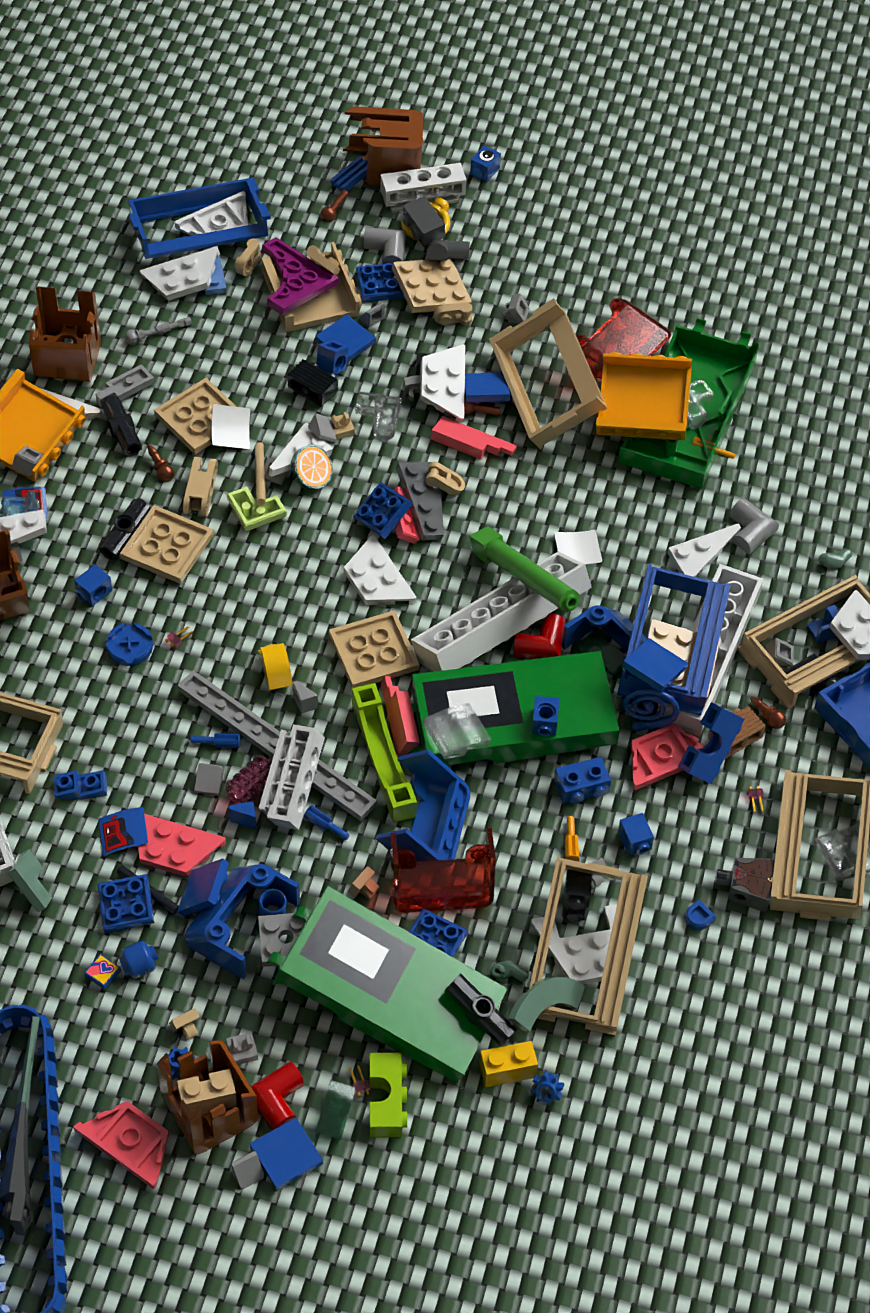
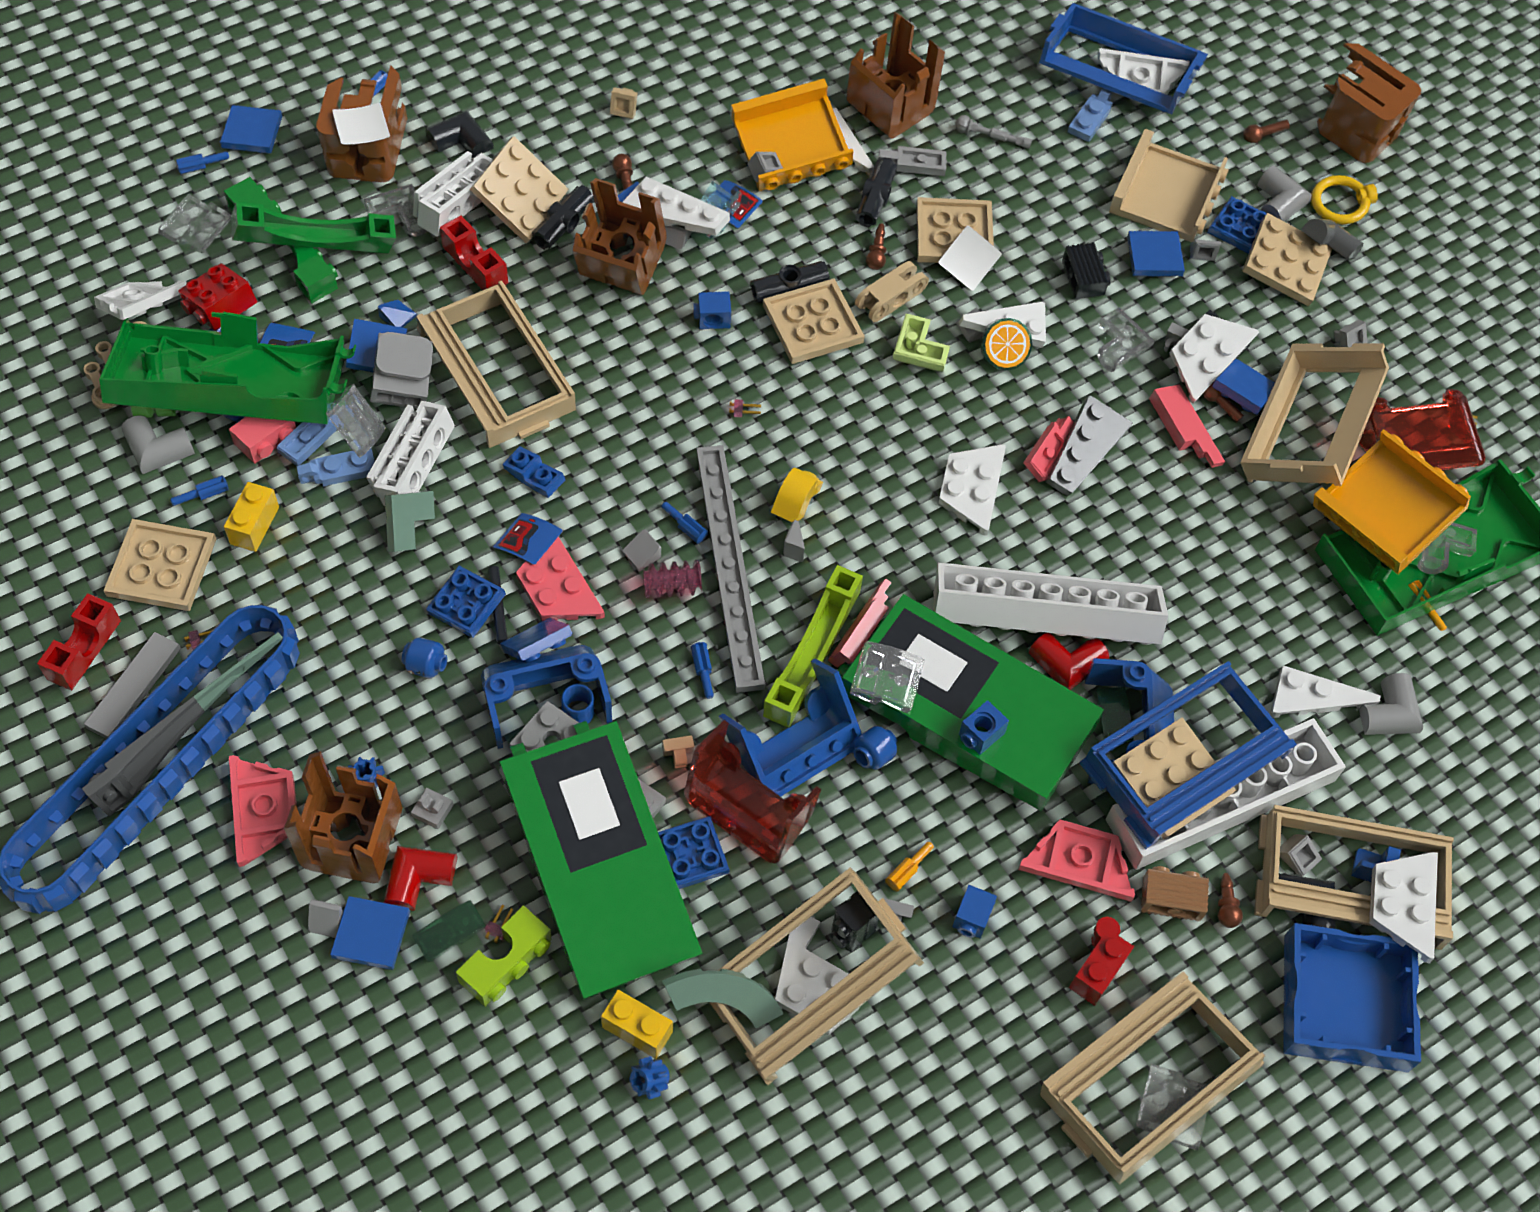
camera: 40 degrees right, 5 degrees up
(102, 971) = (389, 644): tile -> none
(129, 644) = (696, 383): blue tile -> none
(183, 274) = (1062, 99): white wing -> none
(185, 1023) = (406, 745): tan tile -> none
(208, 1093) = (332, 816): tan brick -> none
(243, 814) = (640, 604): blue slope -> none
(249, 259) = (1134, 124): tan plate -> none
(260, 473) = (954, 317): tan bar -> none
(291, 776) = (691, 594): white brick -> none
(300, 277) = (1161, 172): magenta plate -> none
(318, 257) = (1200, 168): tan plate -> none
(322, 427) = (1052, 316): light grey slope -> none
(332, 357) = (1123, 259): blue brick -> none
(342, 426) = (1074, 328): tan tile -> none
(350, 175) = (1306, 111): blue tile -> none
(374, 649) = (901, 548): tan plate -> none
(382, 510) = (1032, 427): blue tile -> none
(423, 221) = (1334, 194): dark grey brick -> none
(432, 182) = (1368, 163): white brick -> none
(444, 479) = (1125, 451): tan plate -> none
(454, 313) = (1283, 299): tan plate -> none
(483, 785) = (875, 748): none -> blue head
(485, 163) = (1453, 183): blue brick -> none
(490, 547) = (1102, 576): bright green brick -> none
(492, 1021) = (650, 930): black piece -> none
(509, 969) = (727, 936): sand green arm -> none
(579, 546) = (1193, 599): white sticker -> none
(582, 780) = (973, 819): blue brick -> none
(650, 721) = (1104, 792): blue piece -> none
(654, 665) = (1133, 762): blue tile -> none
(699, 916) = (961, 1041): blue tile -> none
(706, 761) = (1110, 898): blue arch -> none
(735, 803) = (1103, 962): none -> red hinge
(749, 882) = (1040, 1049): torso -> none
(755, 794) = (1136, 970): clear pink piece -> none
(835, 561) = (1450, 808): sand green arm -> none

